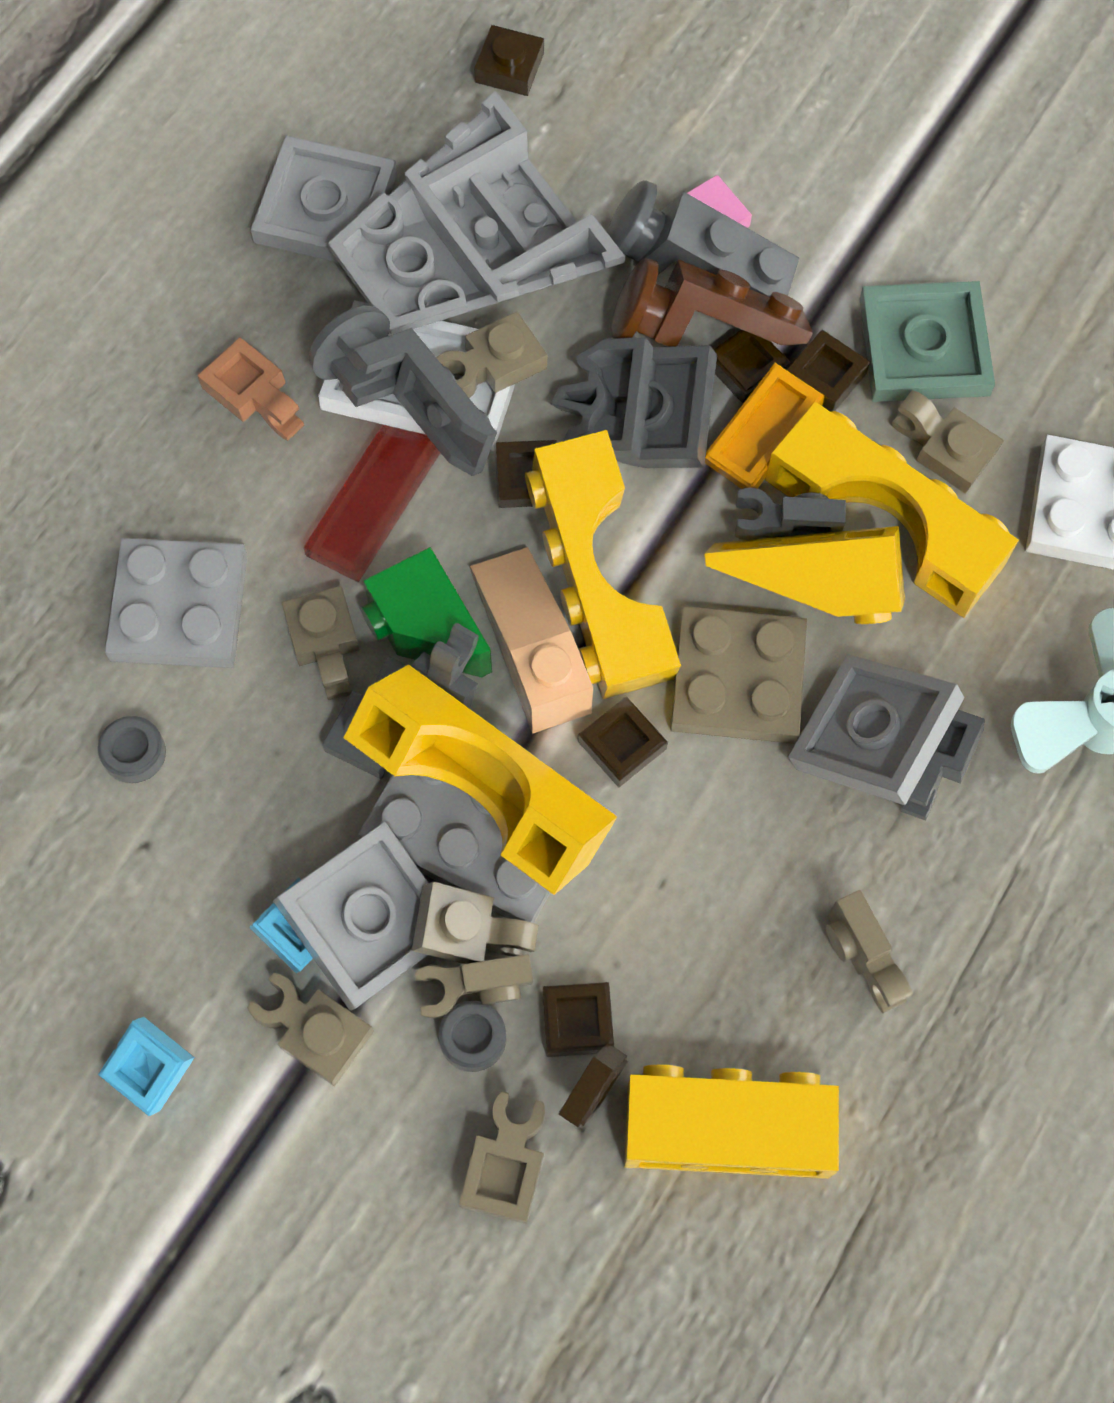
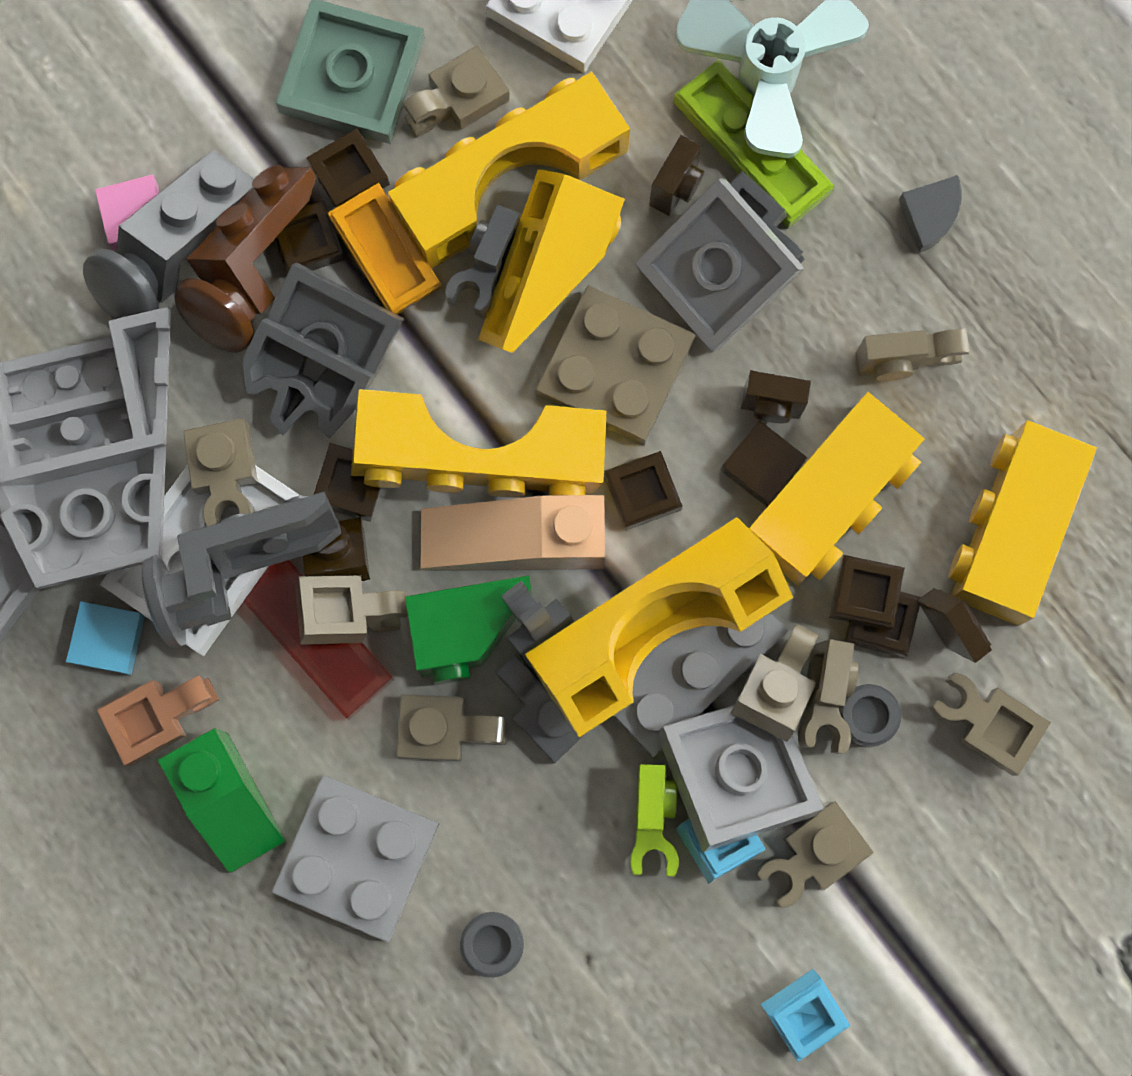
camera: 70 degrees left, 10 degrees up
(194, 465) = (222, 799): none -> green slope
(297, 847) = (654, 802): none -> lime plate
(302, 321) = (105, 638): none -> medium azure tile
(400, 498) = (339, 612): none -> plate
(451, 490) = (343, 555): none -> dark brown plate
(595, 985) = (867, 592): none -> dark brown tile
(690, 921) = (838, 489): none -> yellow brick
(694, 847) = (763, 463): none -> dark brown tile
(764, 830) = (775, 396): none -> dark brown plate
(955, 659) = (677, 177): none -> dark brown plate
(995, 777) = (720, 112): none -> lime tile
(1034, 931) = (931, 210): none -> dark grey tile

